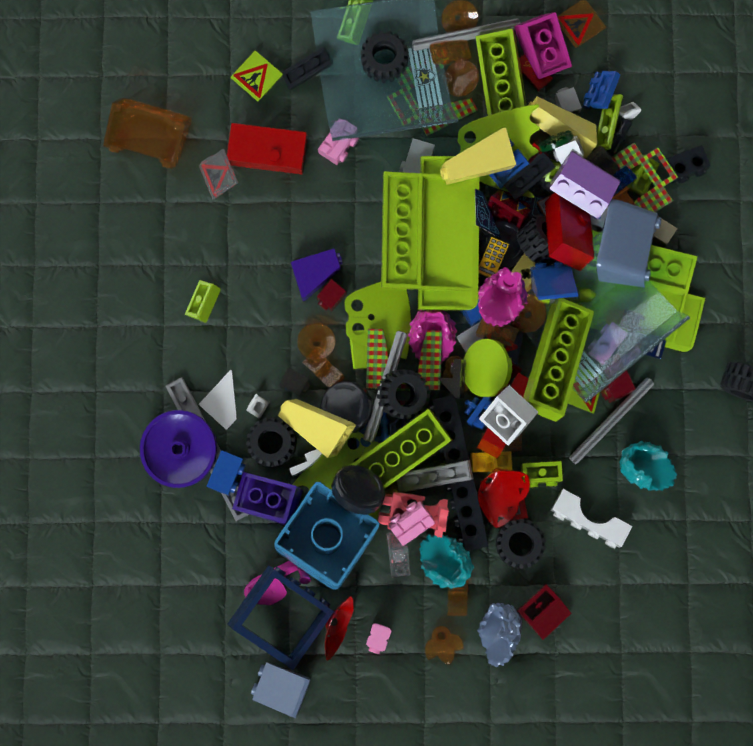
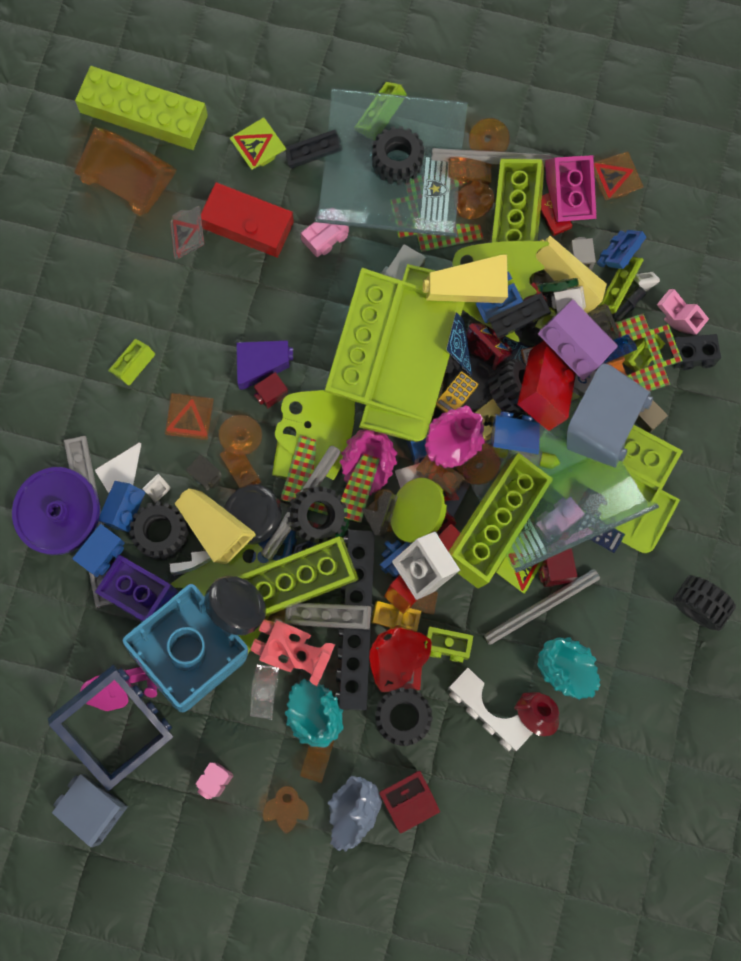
camera: 10 degrees right, 5 degrees down
(144, 69) = (141, 107): none -> lime brick
(233, 430) = (121, 506): none -> blue brick
(266, 336) = (189, 416): none -> clear orange piece
(338, 631) = (159, 773): red piece -> none
(411, 522) = (285, 659): bright pink brick -> none
(631, 511) = (538, 713): none -> dark red piece
(667, 136) = (682, 316): none -> bright pink brick

